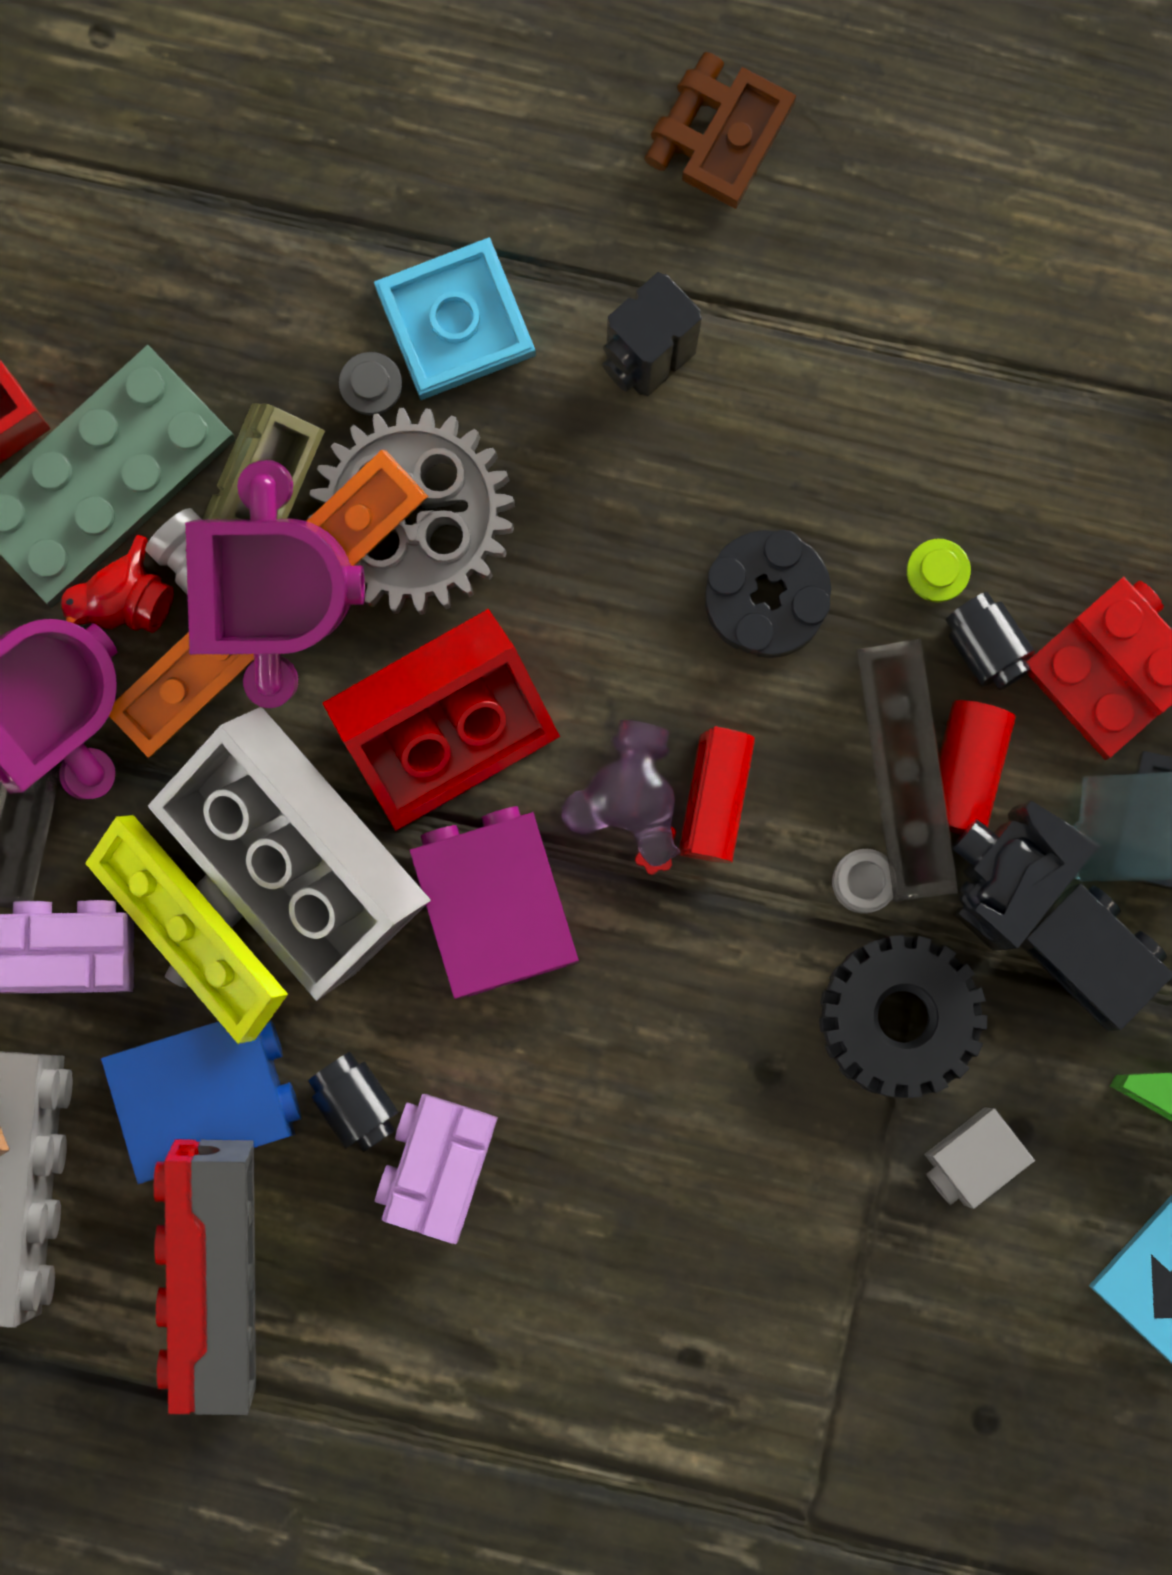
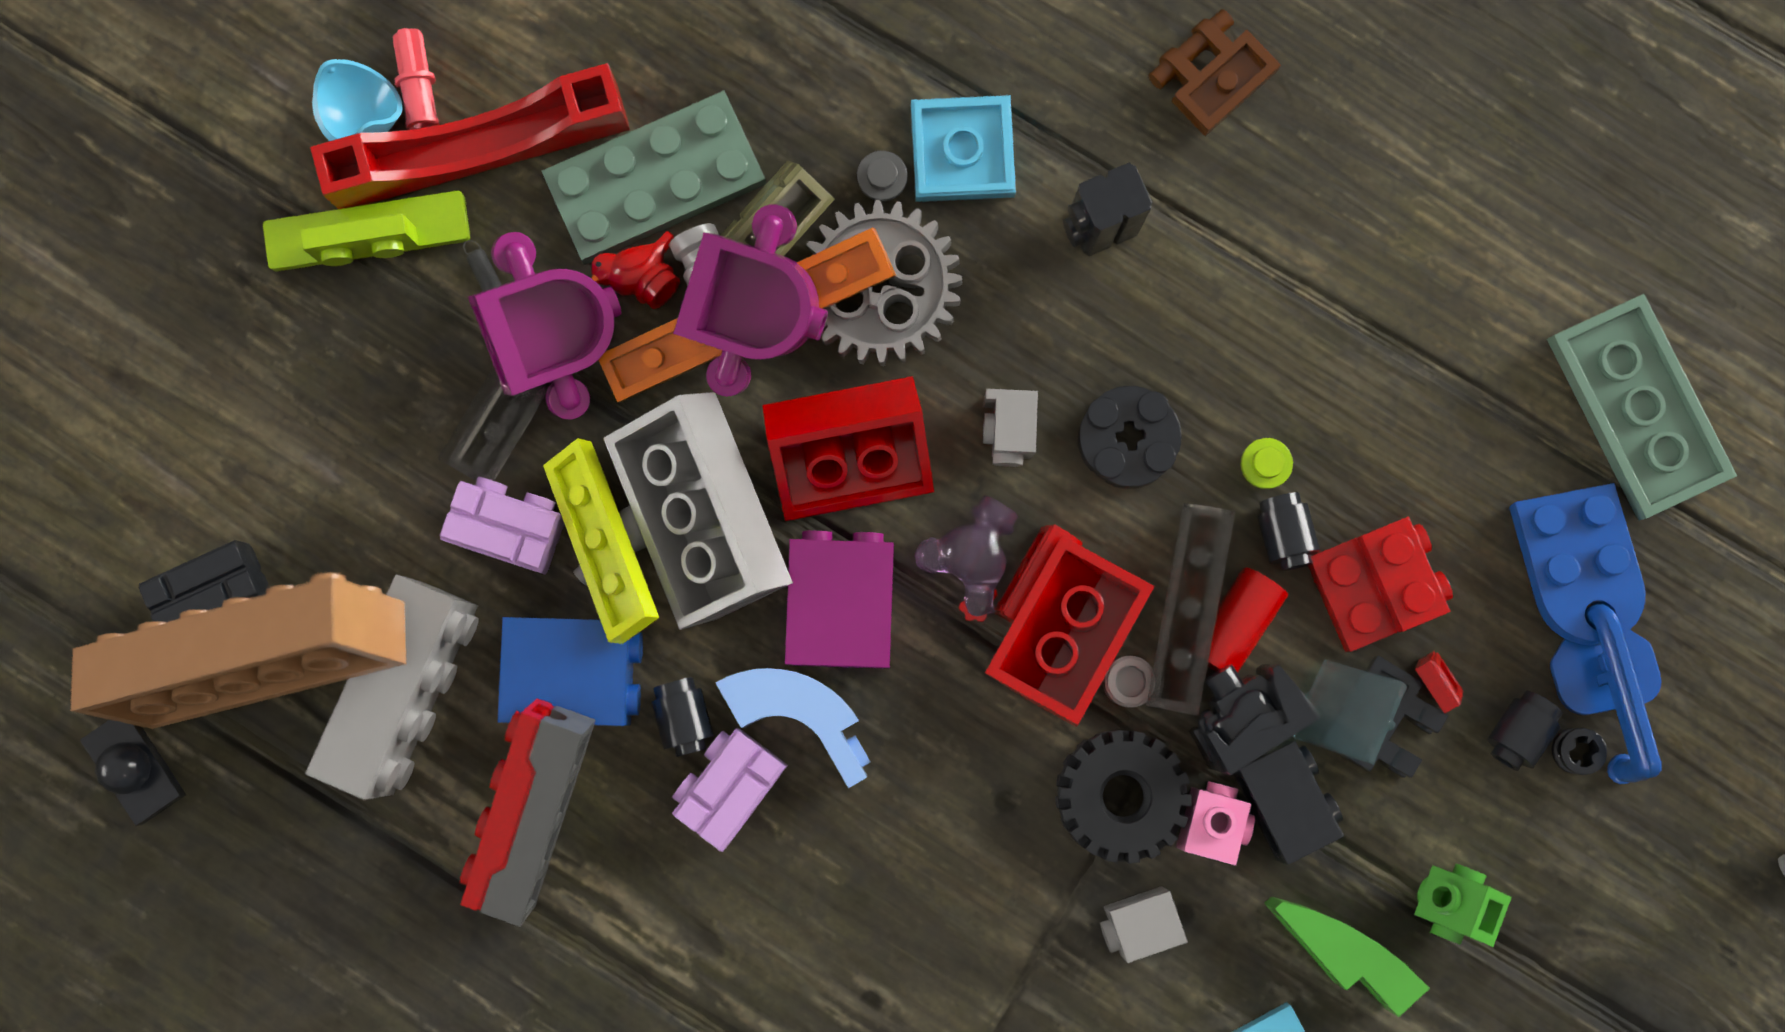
camera: 20 degrees right, 0 degrees up
(473, 1032) = (790, 694): none -> light blue arch
(623, 627) = (1011, 425): none -> light grey brick
(774, 845) = (1069, 631): none -> red slope
(1022, 1011) = (1216, 824): none -> bright pink brick

